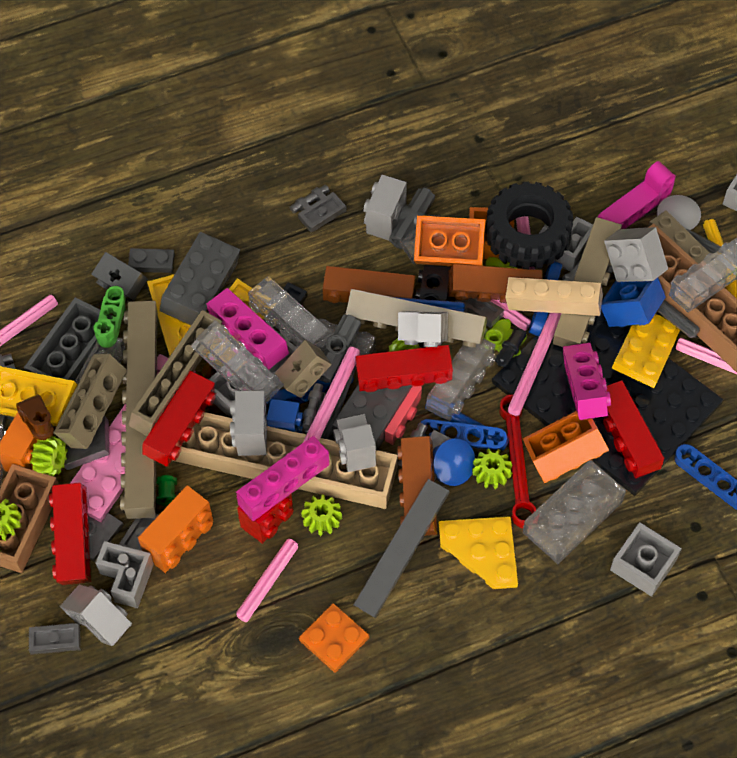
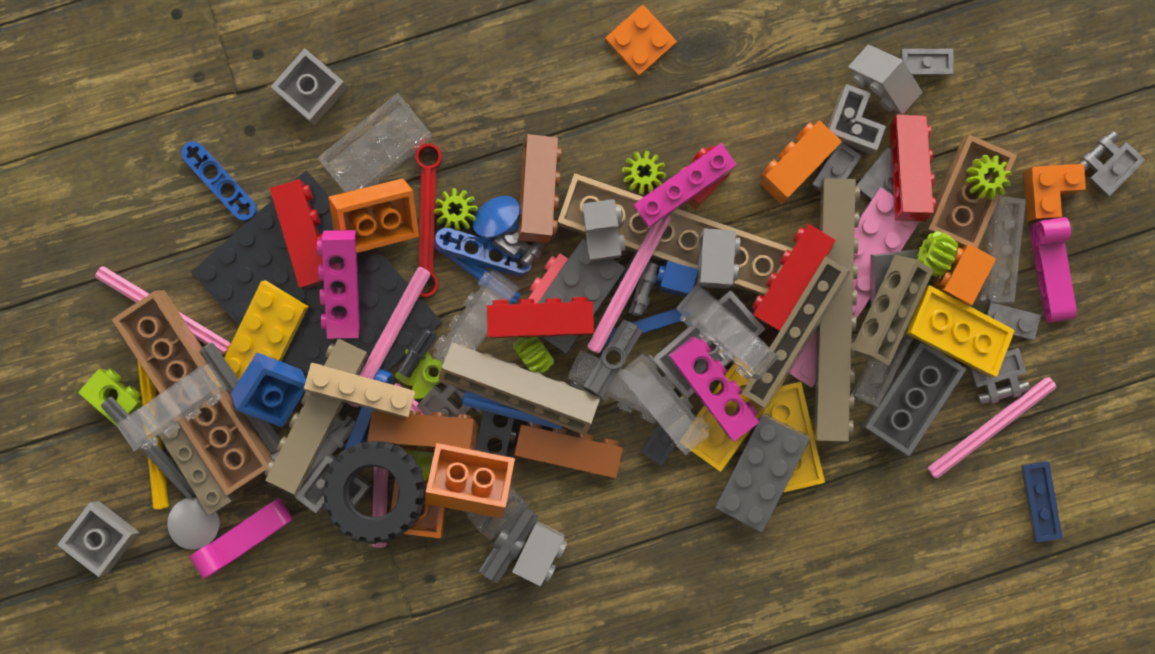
camera: 175 degrees left, 25 degrees up
(36, 417) = (955, 292): reddish brown piece -> none
(107, 329) = (861, 436): bright green beam -> none
(110, 268) = (844, 488): dark grey brick -> none
(152, 260) = (818, 516): dark grey plate -> none
(166, 489) = (808, 215): green bush -> none
(267, 580) = (705, 108): bright pink axle -> none
(303, 368) = (653, 329): dark tan brick -> none
(321, 212) = (615, 563): flat silver plate -> none
(401, 548) = (561, 120): dark grey tile -> none
(423, 327) = (512, 361): brick -> none
(483, 548) = (477, 124): yellow plate -> none
(636, 254) = (255, 434): light grey brick -> none

